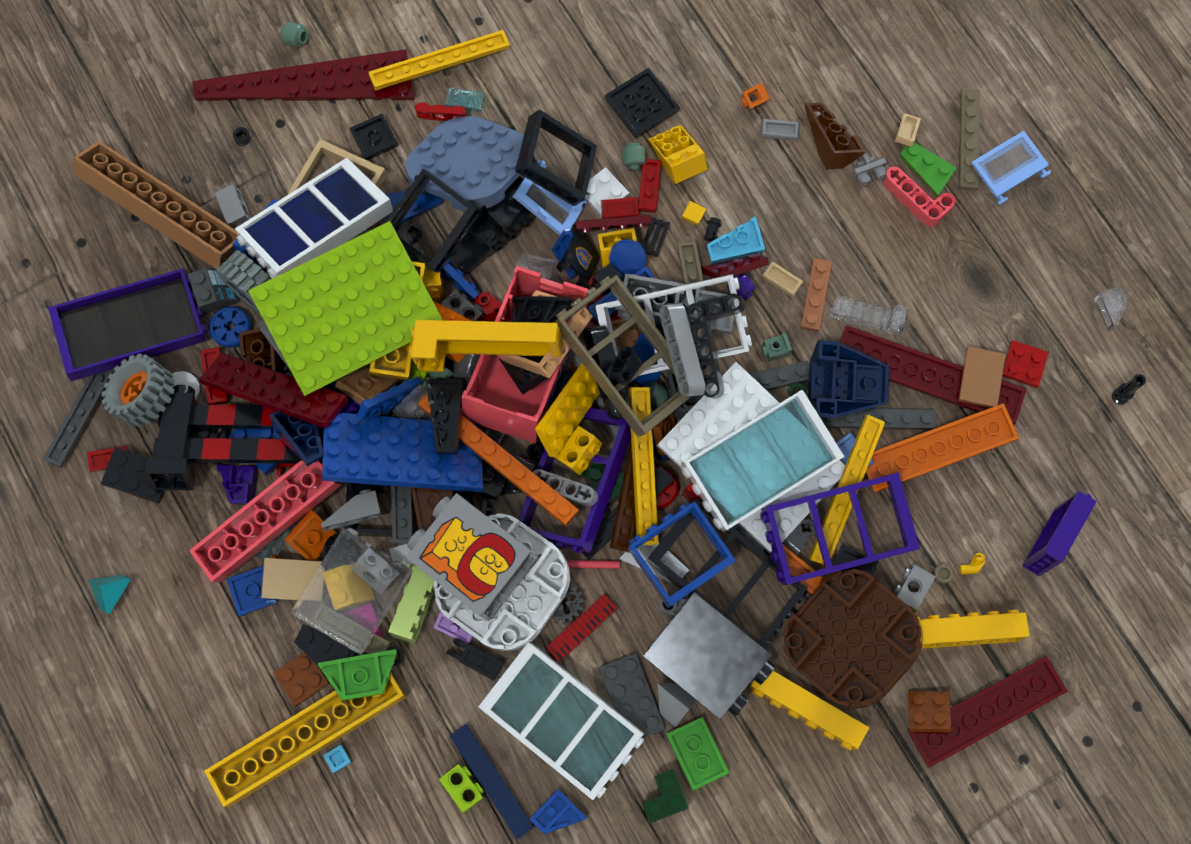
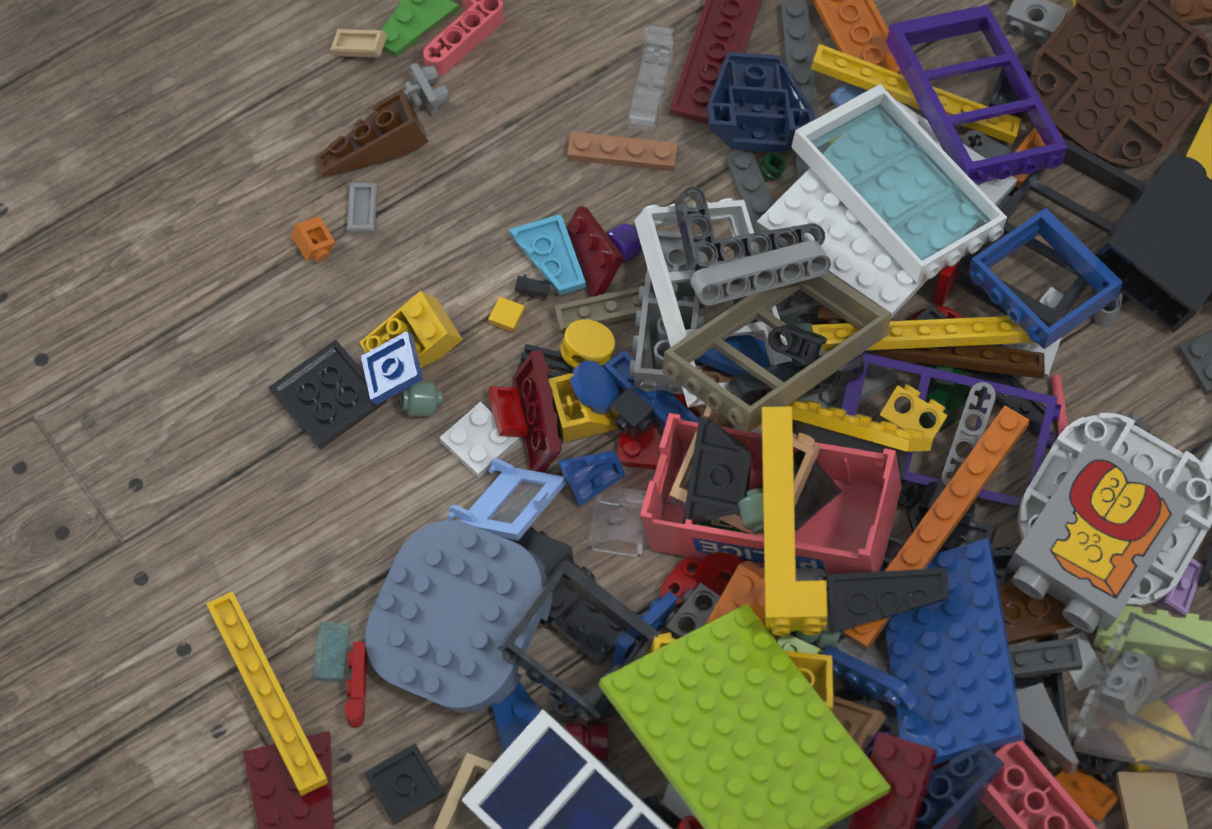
camera: 90 degrees left, 10 degrees down
(543, 177) = (444, 514): black window -> none
(580, 258) = (608, 451): black flag -> none
(581, 628) = (1165, 425): red tile -> none
(649, 186) = (465, 376): red tile -> none
(651, 135) = (391, 367): none -> plate
(663, 258) = (587, 342): none -> yellow head
(776, 353) = (711, 186): sand green brick -> none
(782, 279) = (603, 193): tan tile -> none

